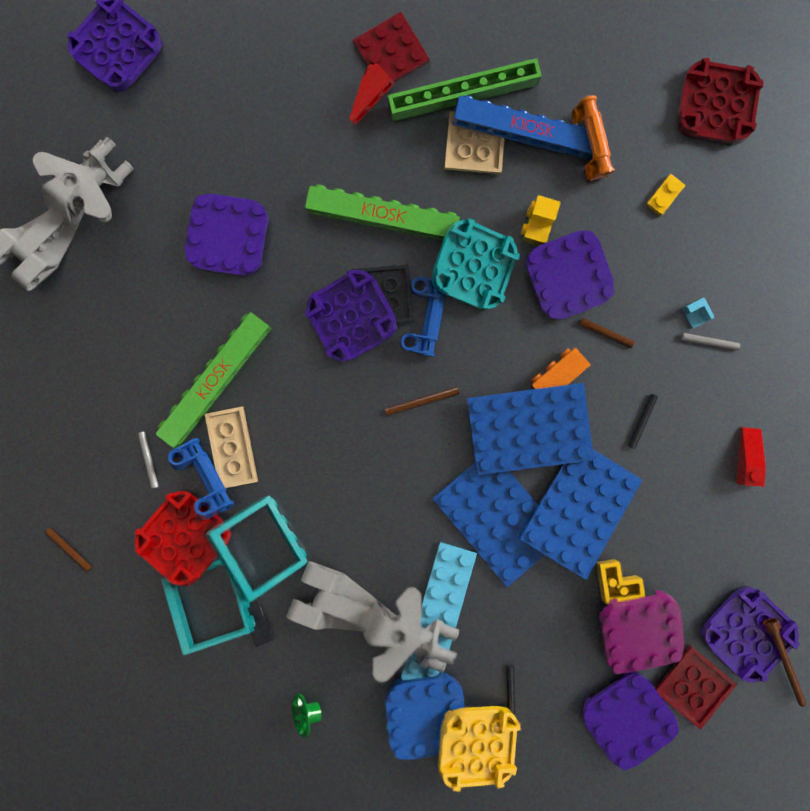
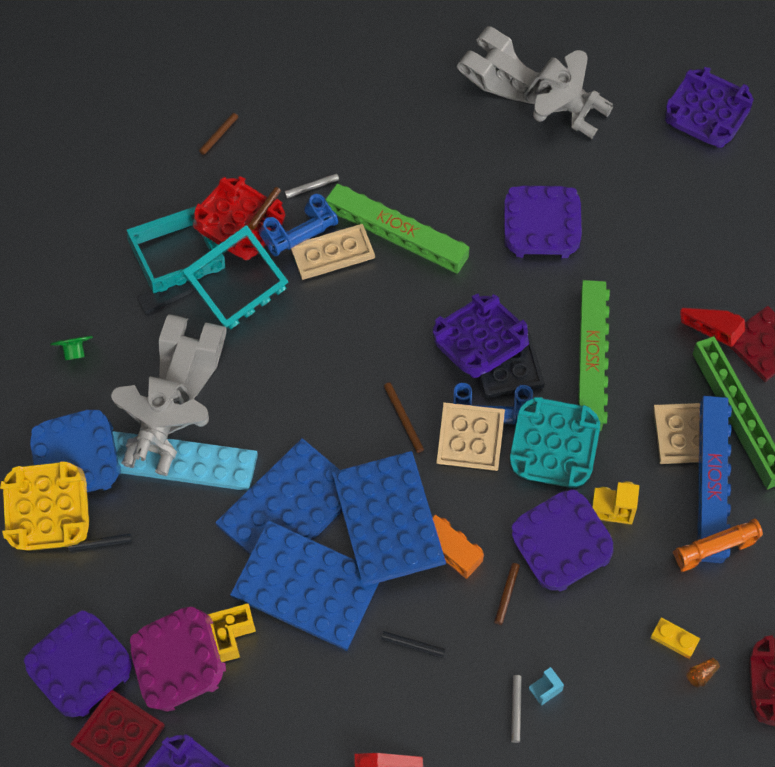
camera: 85 degrees right, 25 degrees down
(174, 511) = (263, 209): none -> reddish brown bar
(456, 341) = (470, 436): none -> tan plate
(700, 177) = (702, 673): none -> clear orange cone

